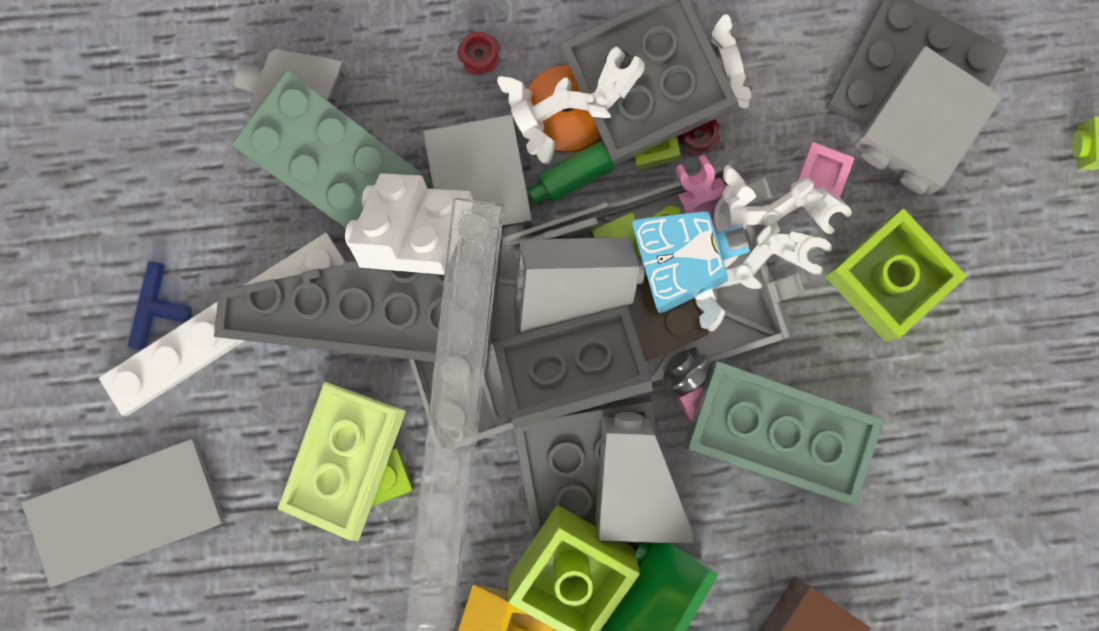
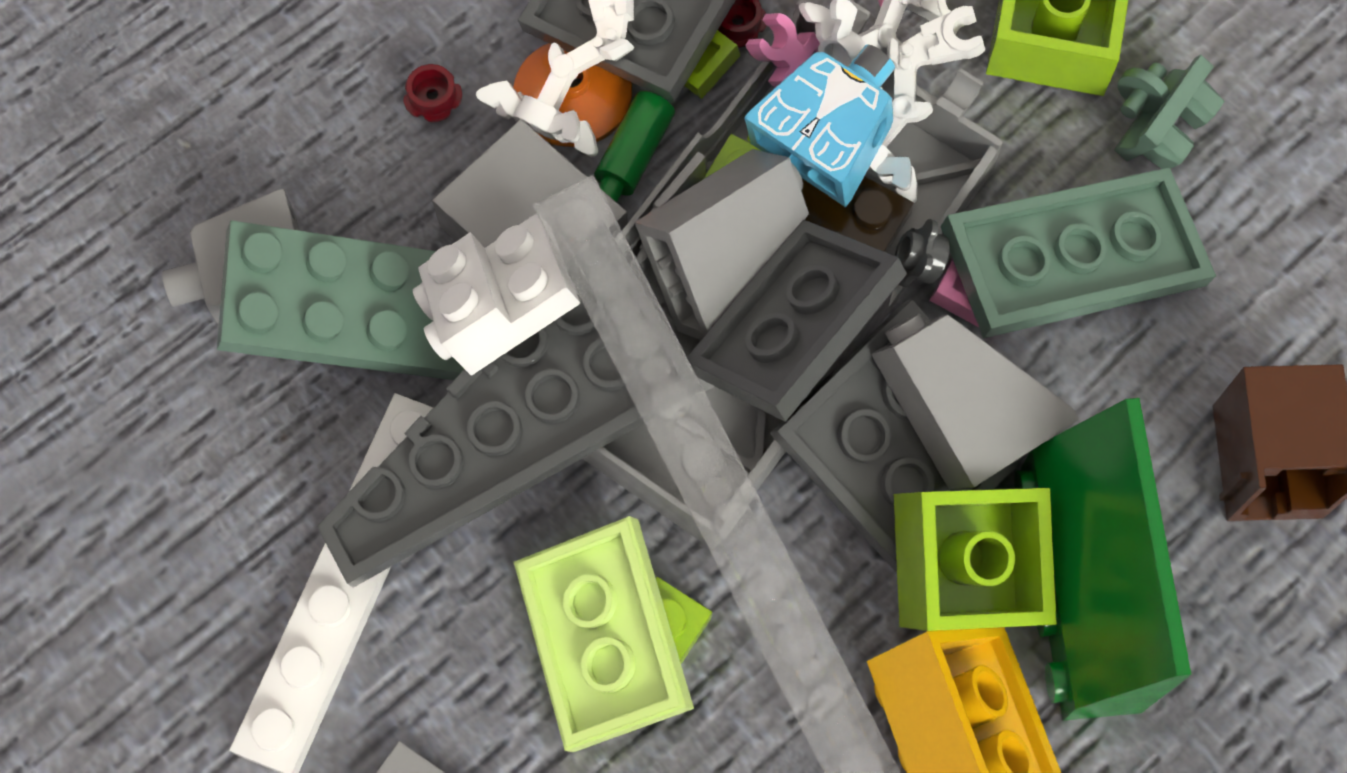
camera: 40 degrees left, 15 degrees down
(151, 306) = (236, 624): clear blue piece -> none
(909, 375) = (1161, 103): none -> sand green hips

